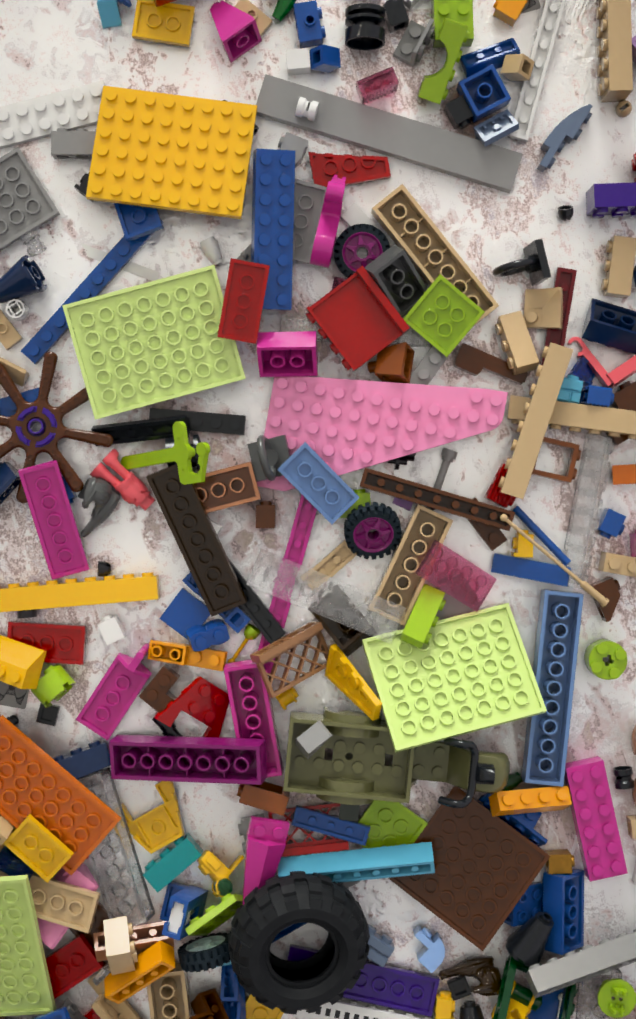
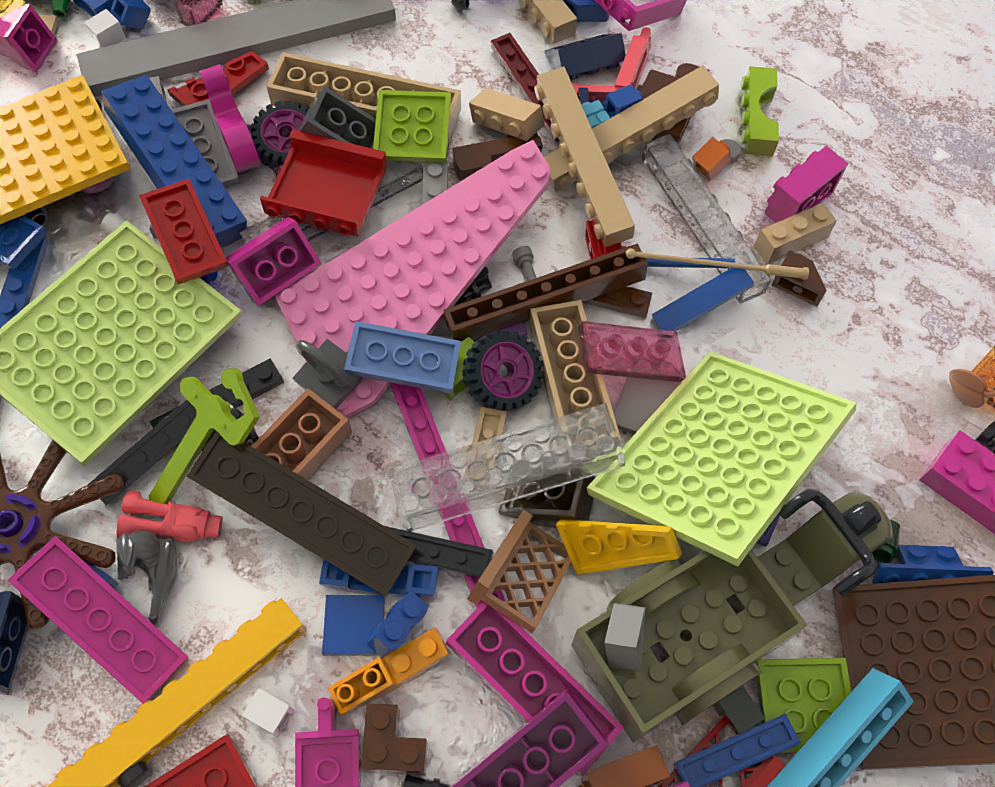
camera: 30 degrees left, 25 degrees down
(104, 568) = (206, 642): black hinge -> none
(202, 702) = (450, 716): red wing -> none
(250, 633) = (450, 588): lime hinge -> none
(265, 515) = (370, 443): reddish brown brick -> none
(287, 697) = (552, 631): yellow brick -> none
(303, 106) = (138, 50): white wheel -> none
(393, 363) = (393, 202): dark orange torso -> none
(423, 616) = (634, 416): lime brick -> none
(522, 546) = (672, 283): yellow brick -> none
(530, 800) = (930, 533): light orange brick -> none
(534, 263) = (465, 43): black tile -> none
(543, 308) = (507, 73): tan plate -> none
(555, 674) = (871, 440): medium blue brick -> none
(571, 470) = (648, 175): dark orange window -> none
(609, 669) = (858, 333): lime brick -> none
(611, 524) = (740, 208): blue brick -> none

